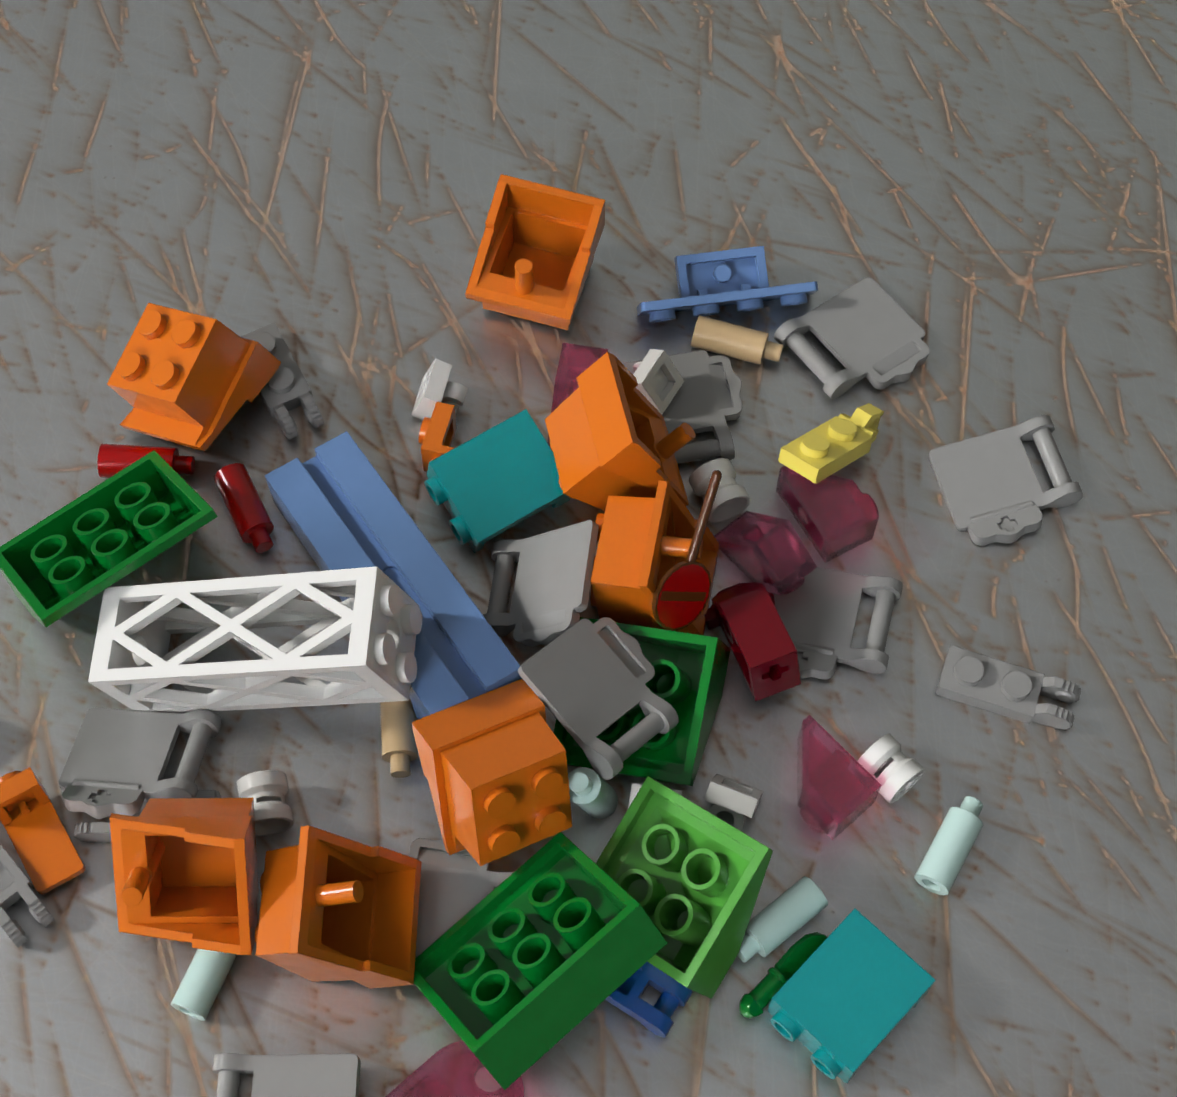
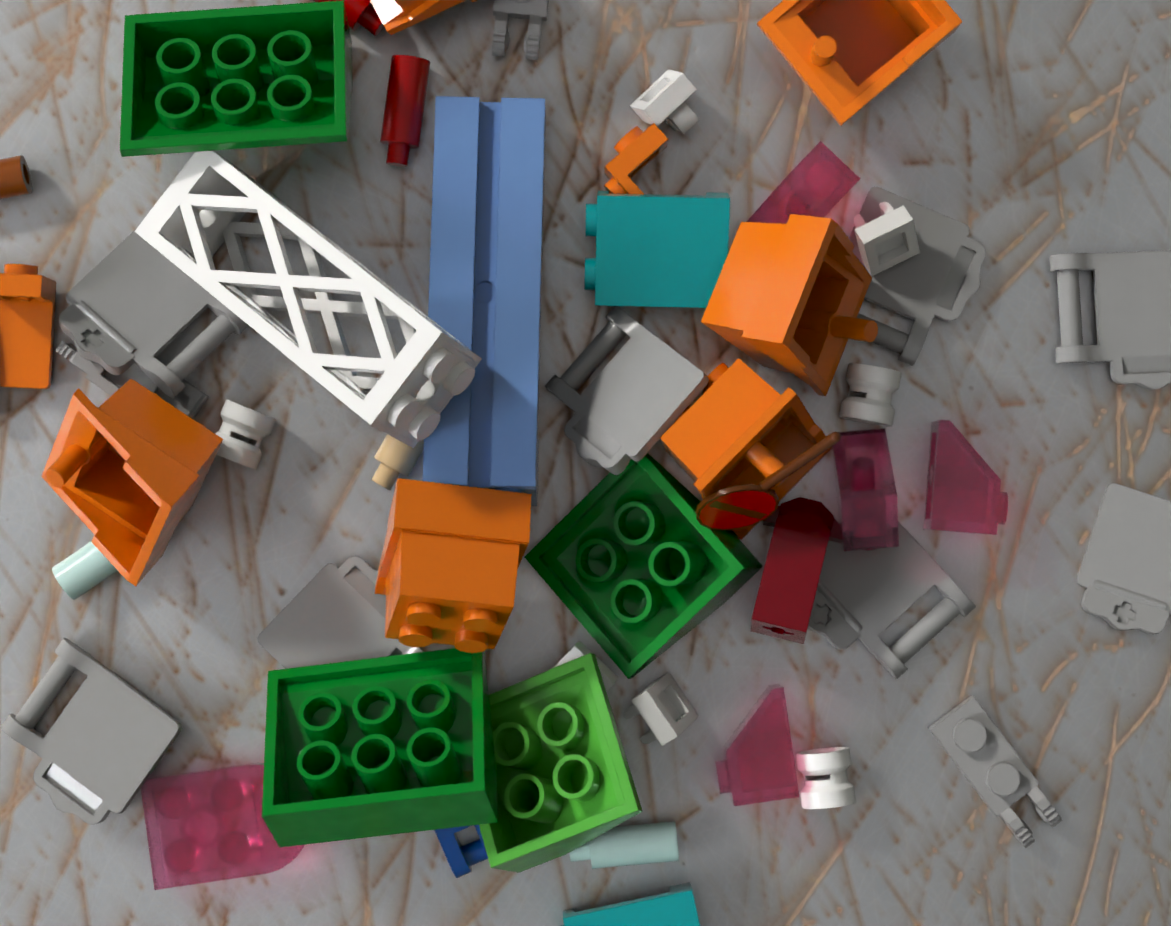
camera: 35 degrees right, 25 degrees up
(340, 911) = (235, 599): orange piece -> none
(592, 793) = (534, 627): light aqua cylinder -> none
(593, 680) = (593, 537): light grey piece -> none
(723, 280) = (1042, 164): medium blue bracket -> none
(734, 341) = (1005, 237): tan cylinder -> none
(753, 1003) = (600, 890): green piece -> none
(832, 444) = (1011, 425): light yellow hinge -> none
(950, 847) = (828, 882): light aqua cylinder -> none

